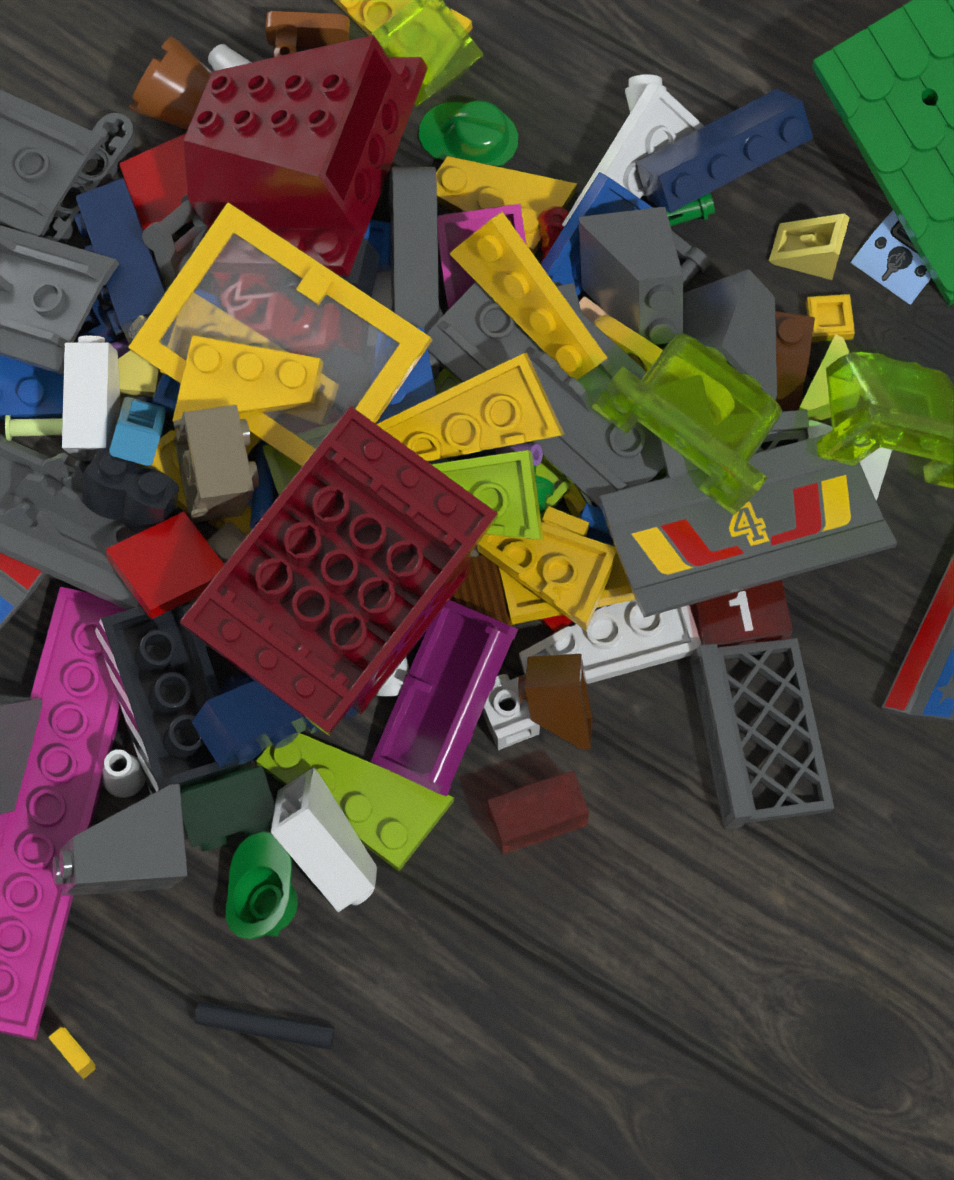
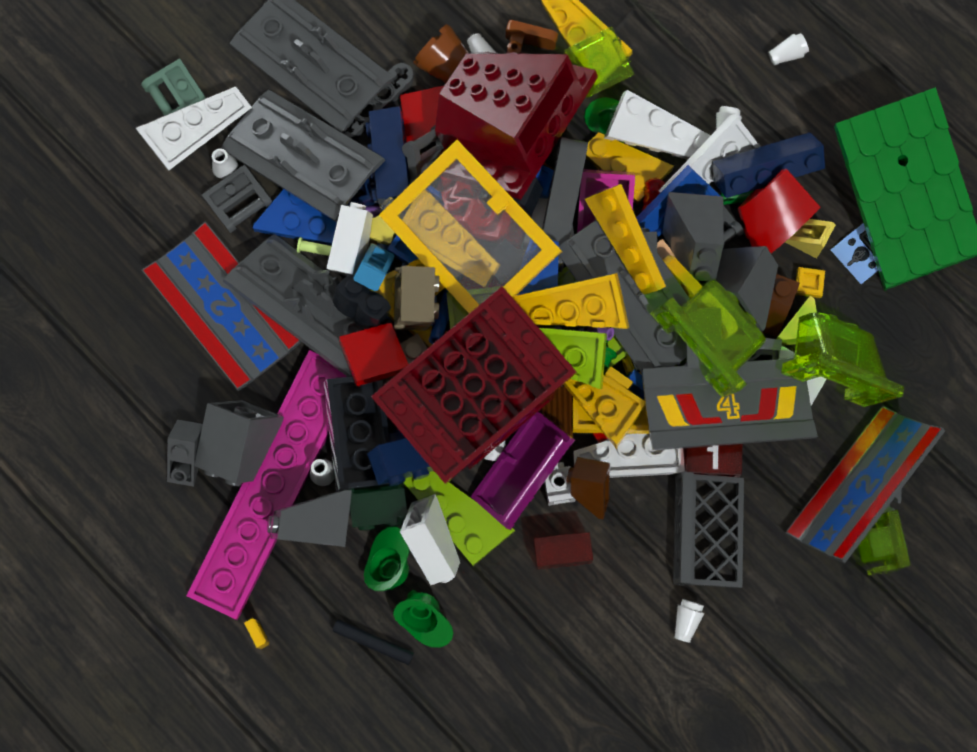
camera: 15 degrees right, 5 degrees up
(245, 376) = (445, 250): yellow wing -> none
(339, 970) = (423, 619): none -> green piece
(524, 128) = (651, 127): none -> white wing
(753, 216) = (776, 211): none -> red slope
(760, 876) = (687, 620): none -> white cone

